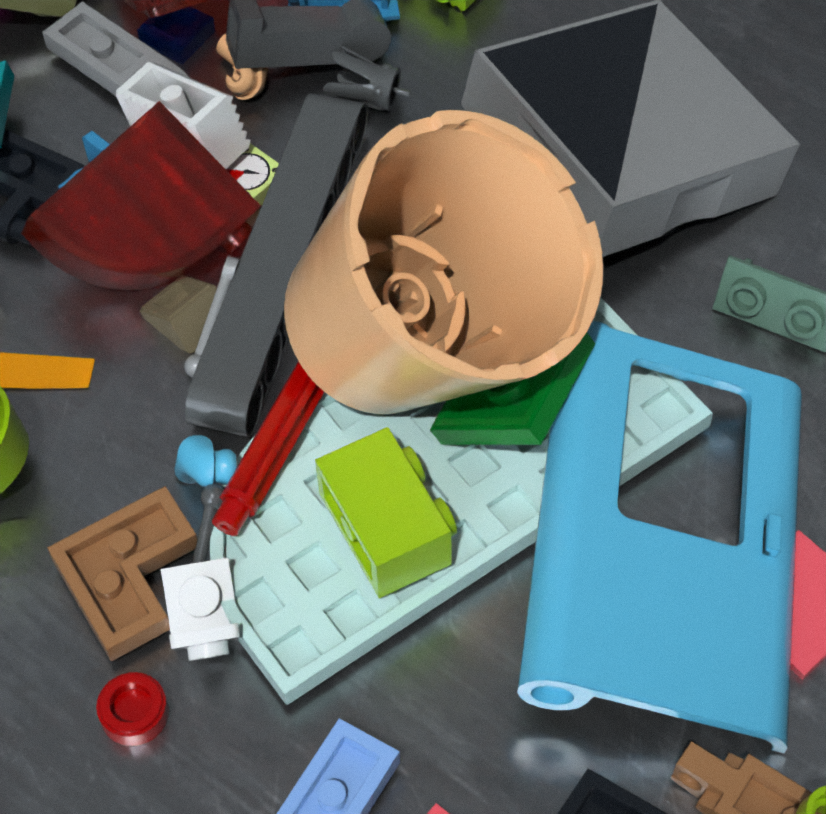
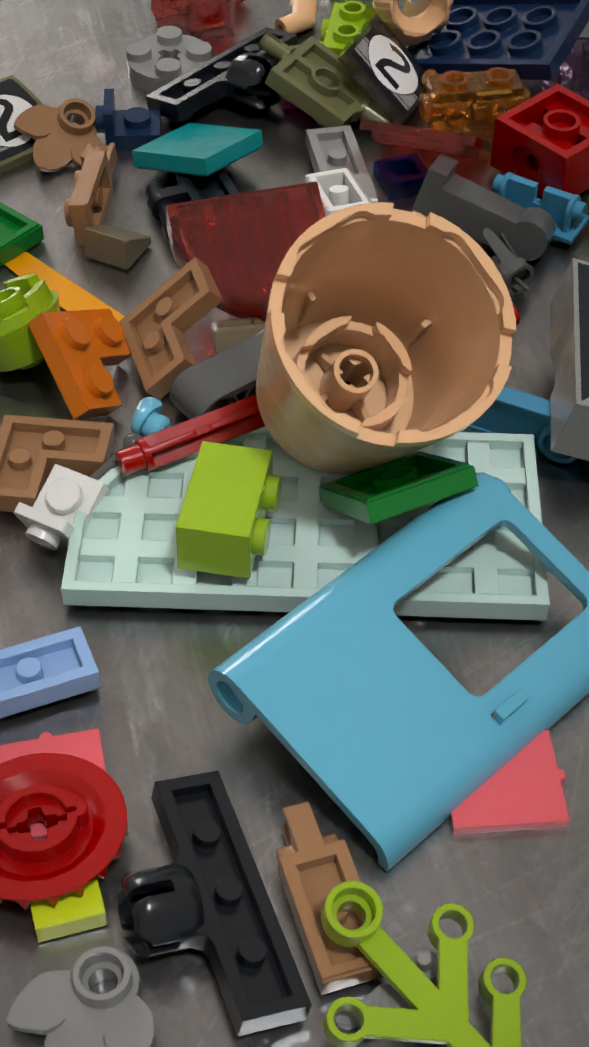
camera: 35 degrees right, 10 degrees down
(58, 431) = (76, 351): none -> orange plate
(108, 348) = (159, 323): none -> medium nougat plate

